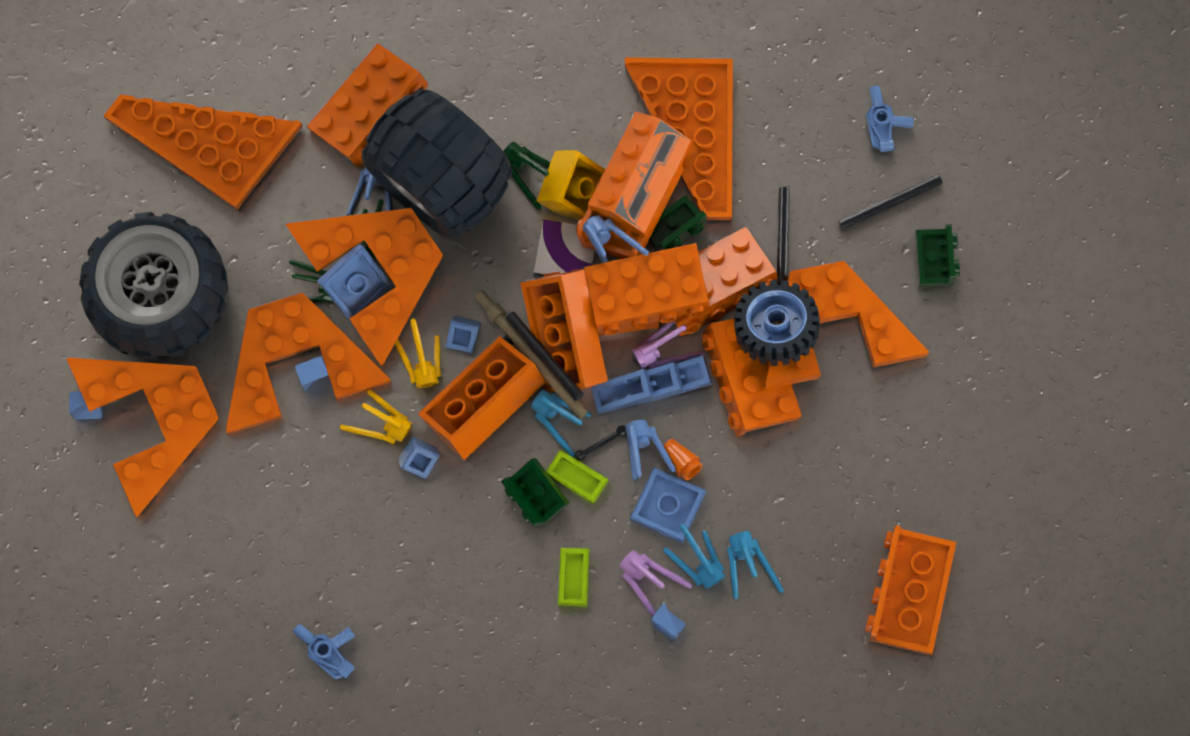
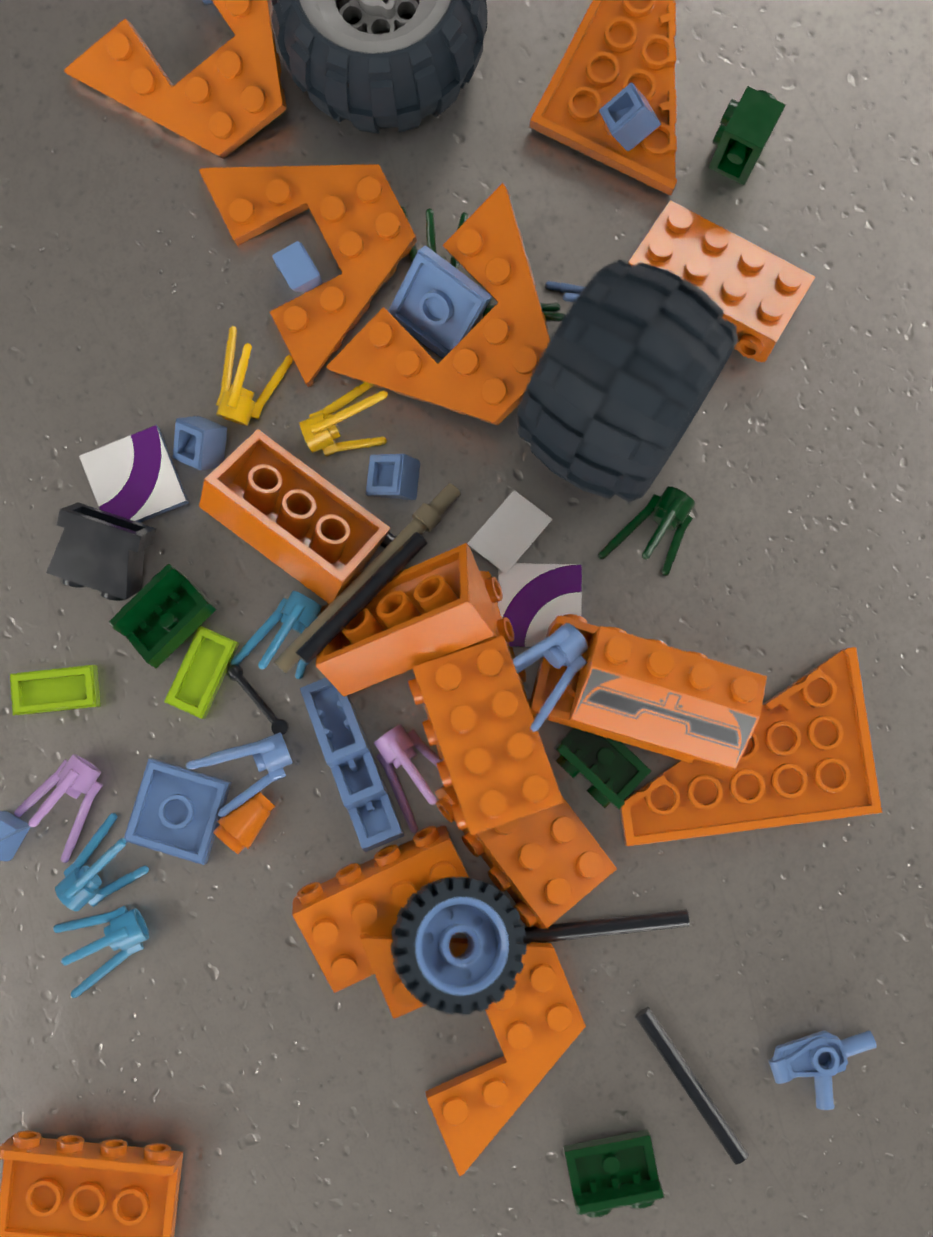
camera: 85 degrees right, 10 degrees up
(249, 141) = (629, 117): none -> medium blue slope
(277, 70) = (744, 133): none -> dark green brick
(436, 505) = (135, 476): none -> tile
(485, 527) = (100, 551): none -> black hips
(513, 262) = (509, 531): none -> white sticker
(570, 184) = (641, 595): yellow slope -> none

